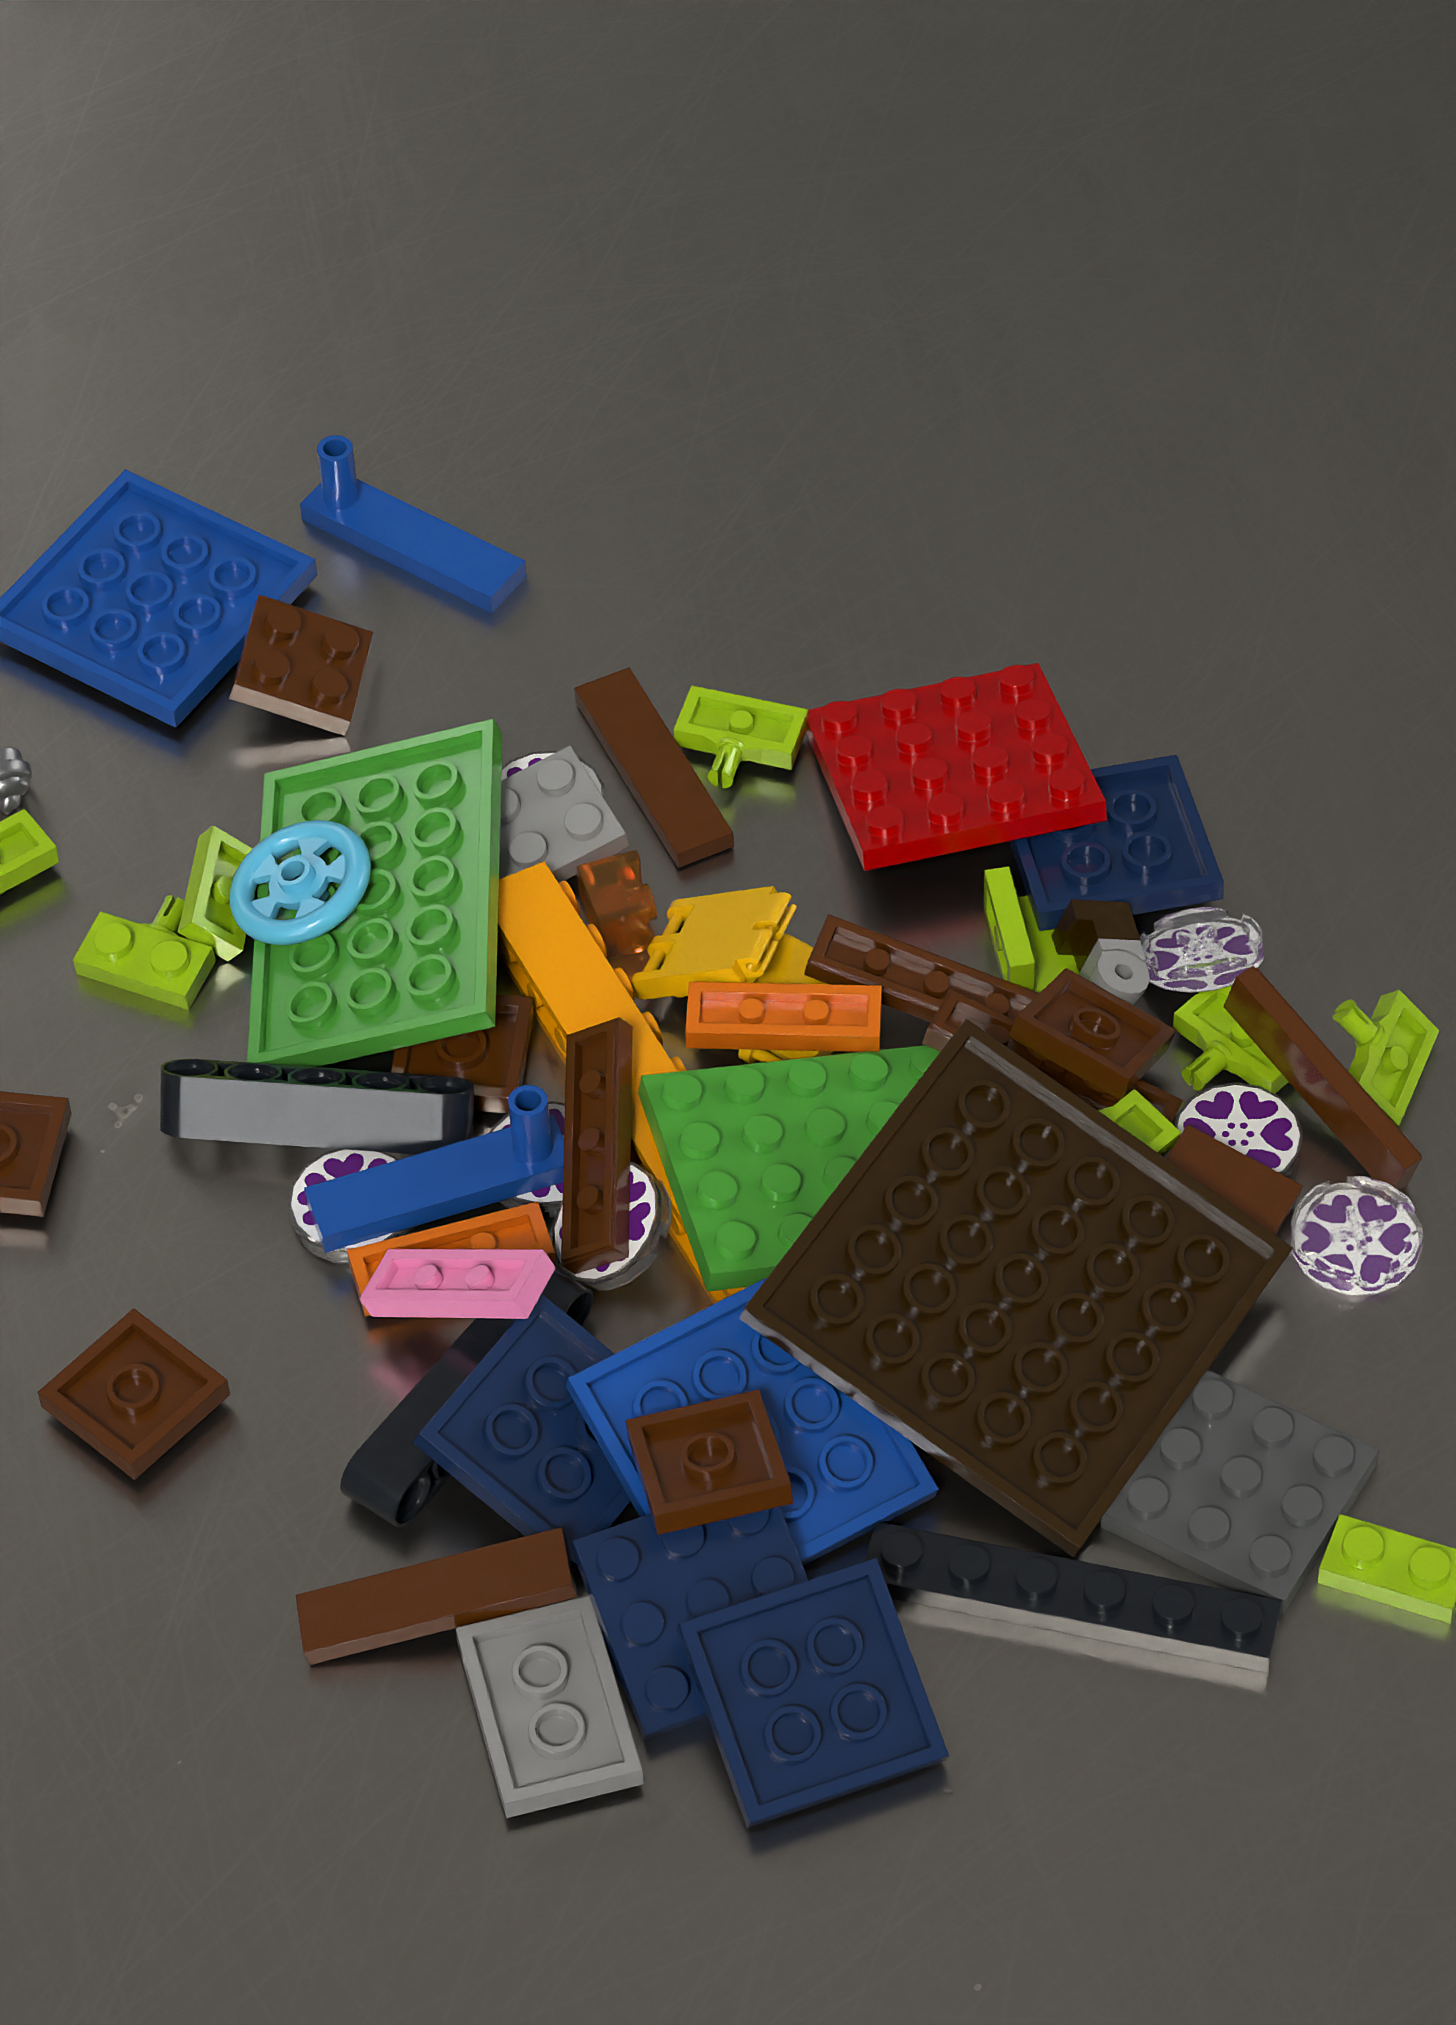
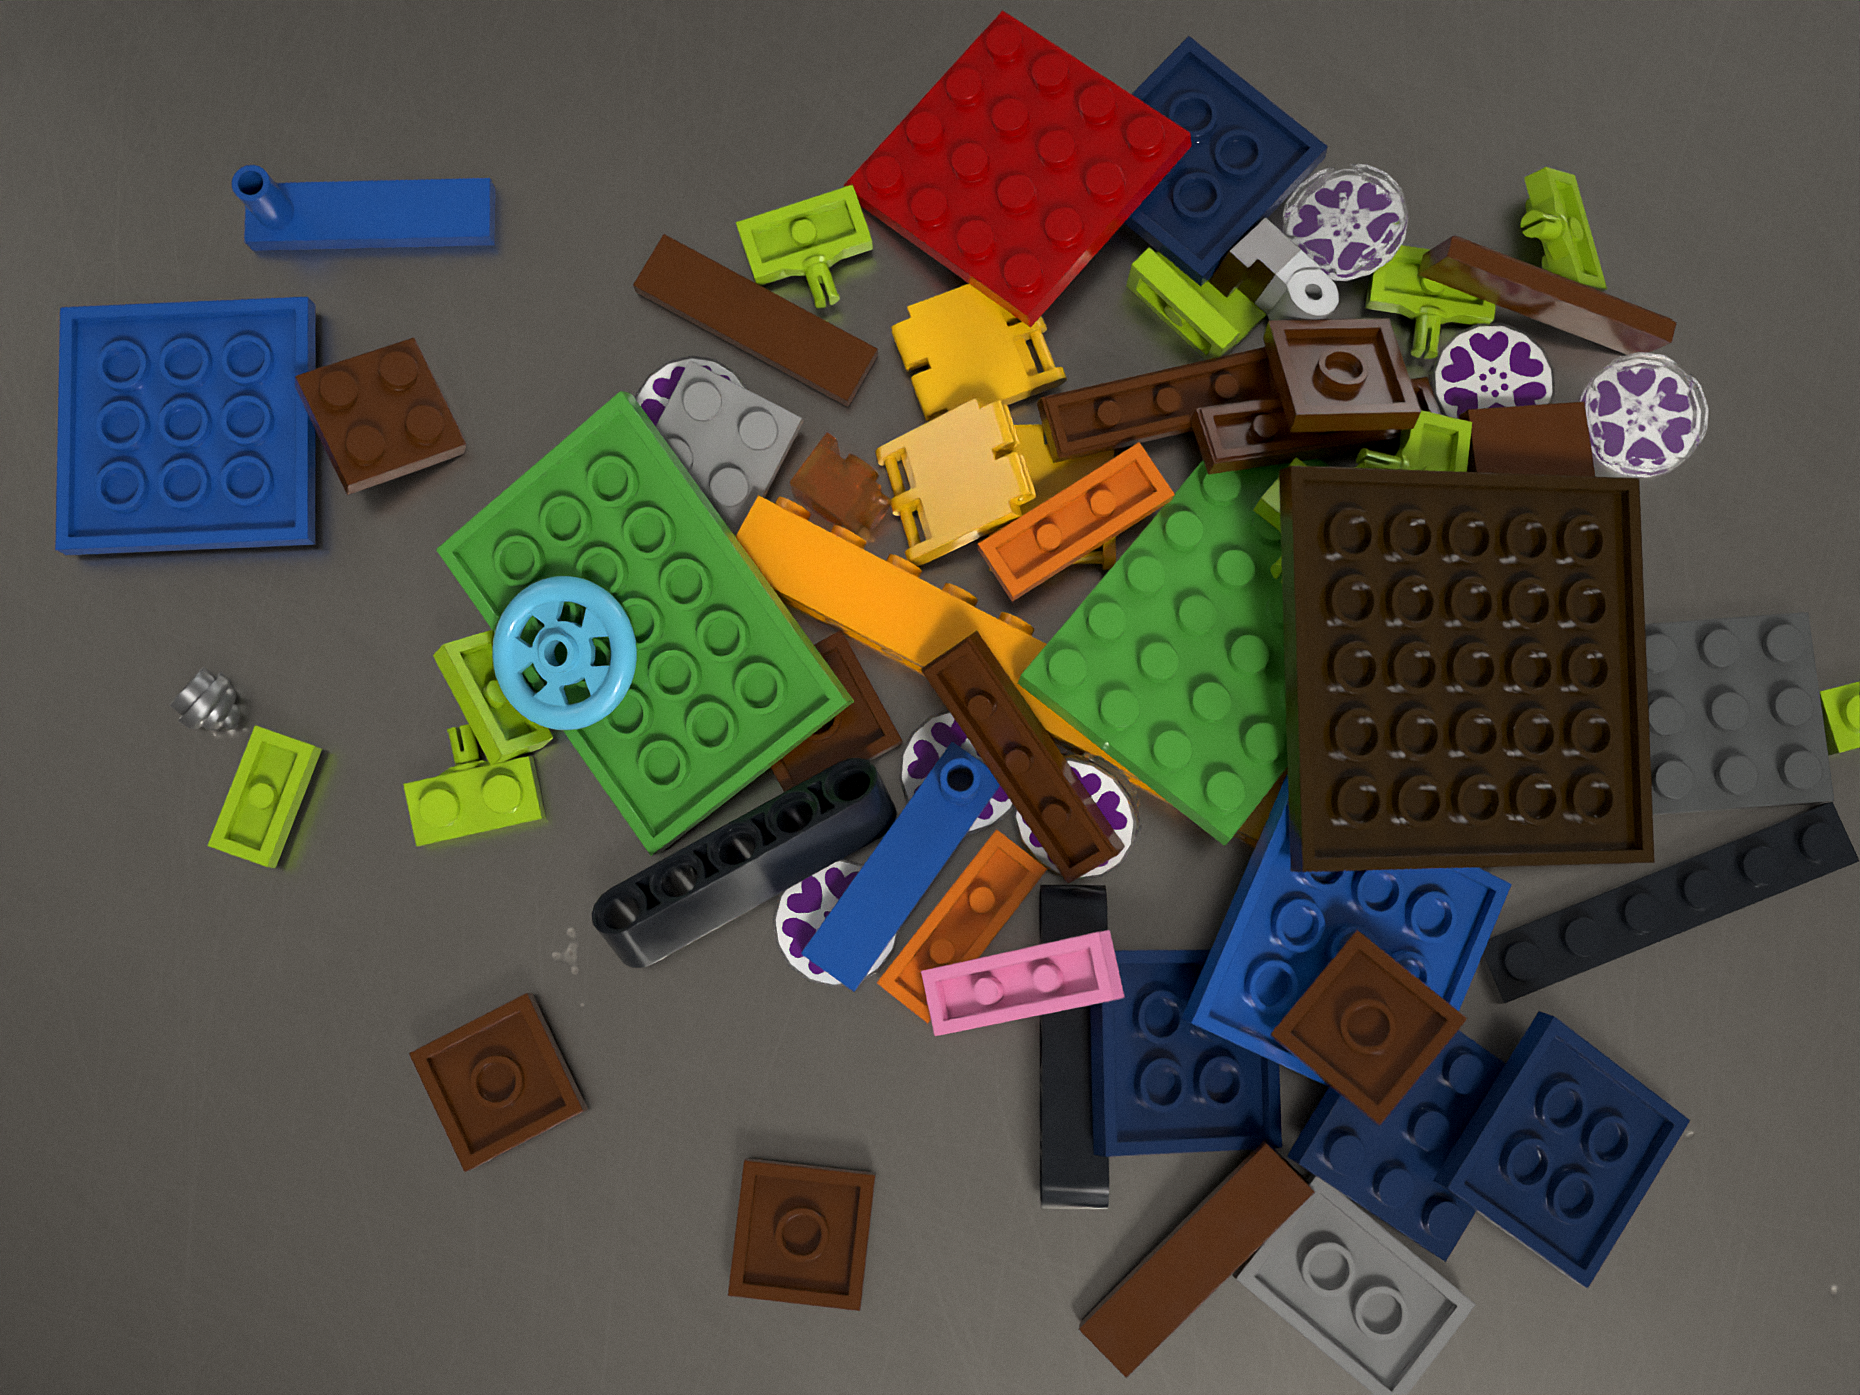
camera: 35 degrees left, 30 degrees up
(813, 865) = (971, 352): none -> yellow plate

